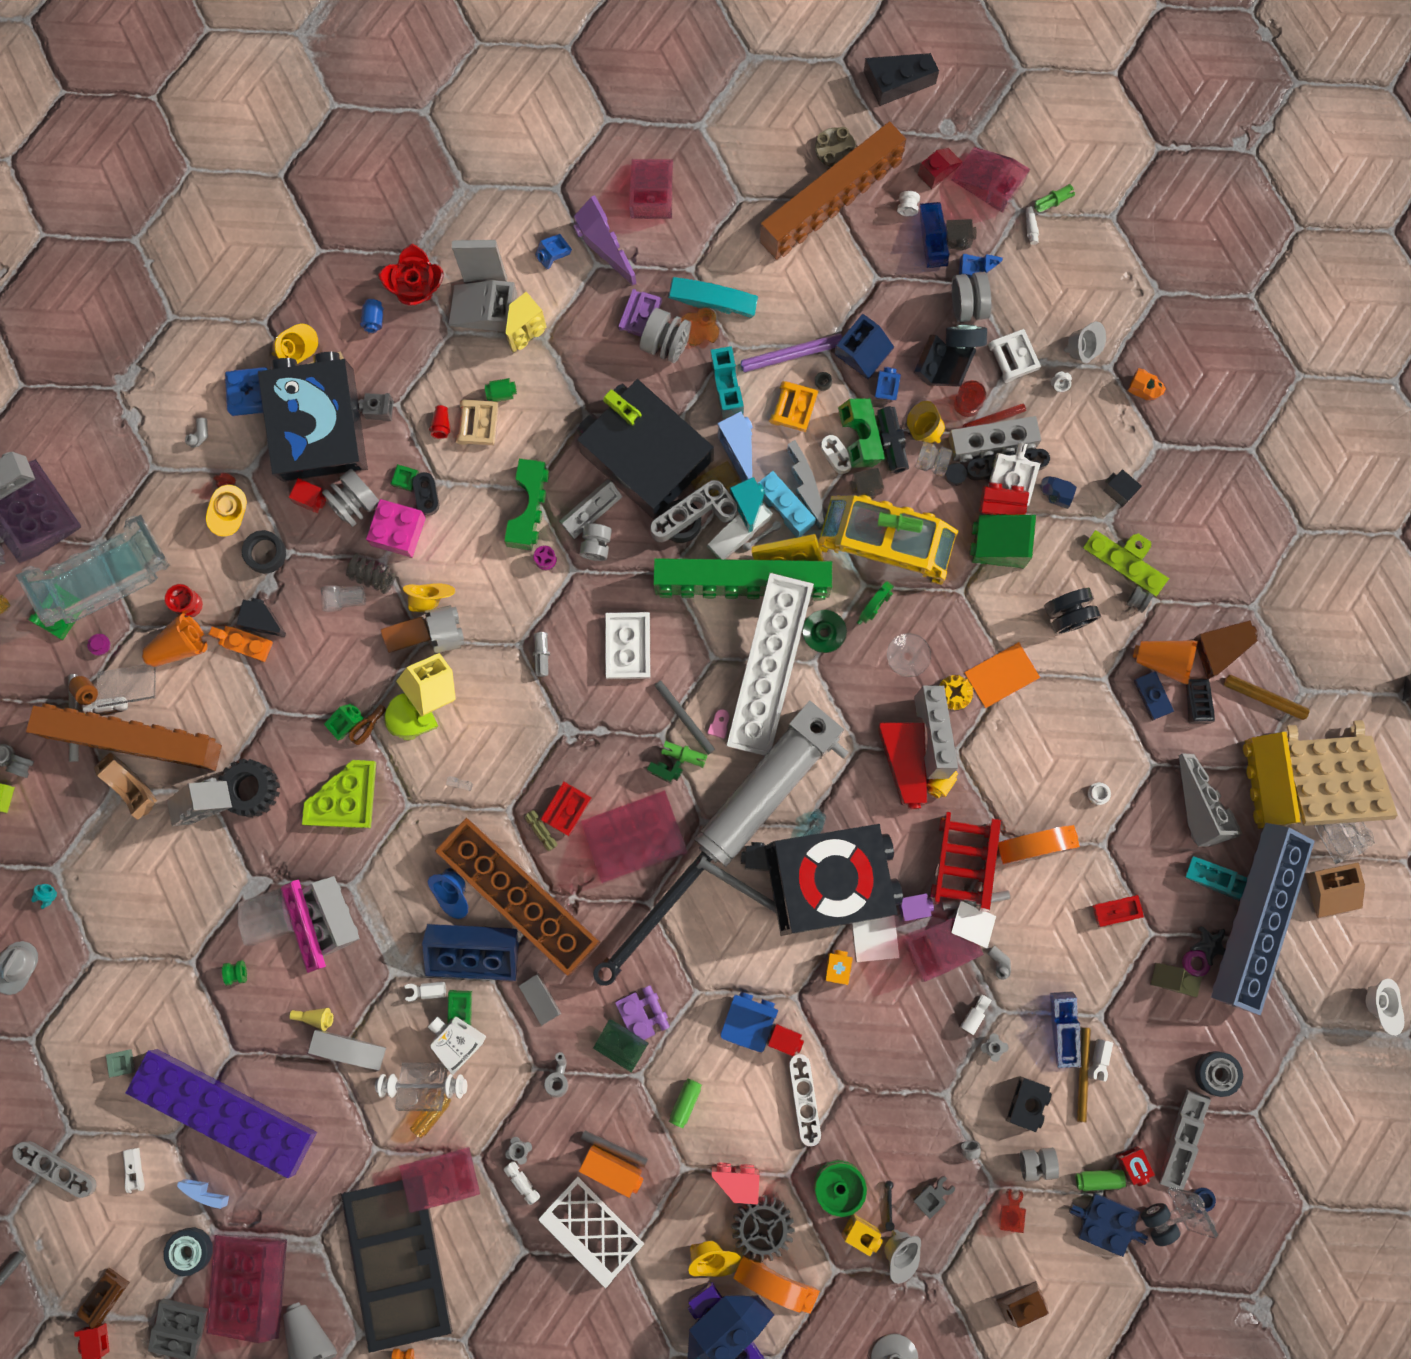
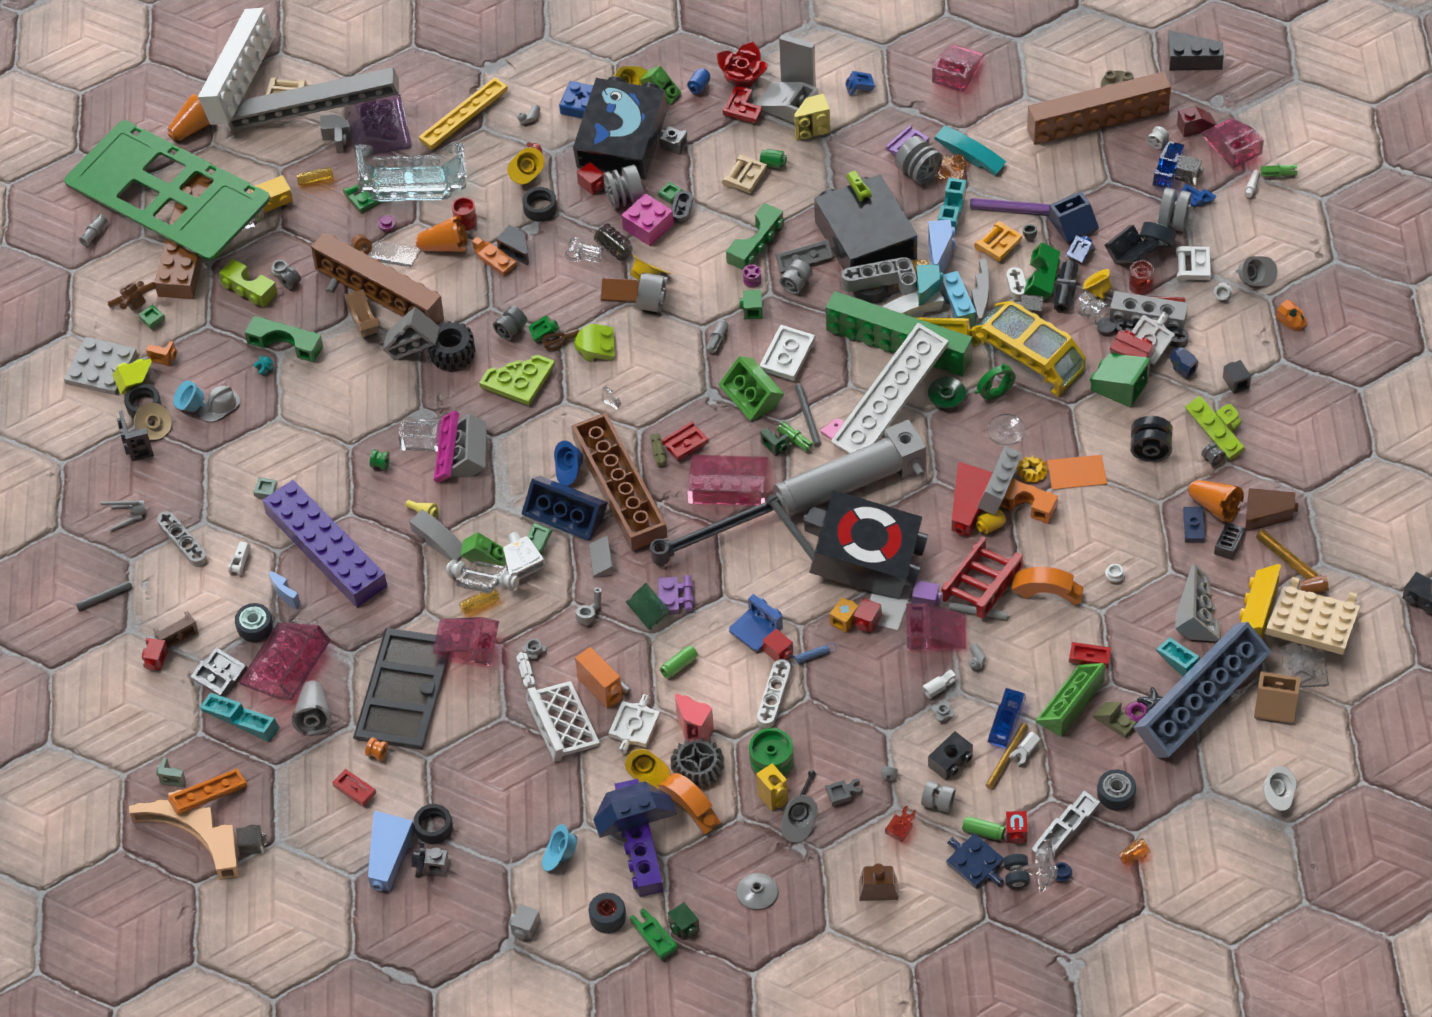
camera: 25 degrees right, 25 degrees down
(23, 853) = (264, 332): none -> arch
(121, 460) = (463, 113): none -> yellow plate
(301, 729) = (509, 324): none -> dark grey wheel
(330, 337) = (660, 77): none -> bright green slope
(406, 1048) = (482, 549): none -> bright green slope
(427, 991) = (516, 521): white bar -> none
(428, 684) = (621, 321): light yellow slope -> none
(430, 334) = (739, 108): none -> red plate
(440, 423) = (715, 165): red cone -> none
(561, 596) = (752, 304): none -> brick
(594, 229) = (900, 84): medium lavender wedge -> none
(609, 710) = (751, 388): none -> bright green slope
(672, 1206) = (634, 724): none -> white plate
(823, 1030) = (812, 654): none -> medium blue piece
(864, 960) = (867, 615): none -> brick
(900, 522) = (1037, 325): bright green axle -> none
(973, 924) = (967, 623): white sticker -> none
(988, 736) = (1043, 503): none -> orange arch
(1122, 974) = (1072, 698): none -> bright green slope
(1268, 1143) = (1134, 851): none -> clear orange cone
(1313, 725) = (1316, 584): none -> dark orange cone

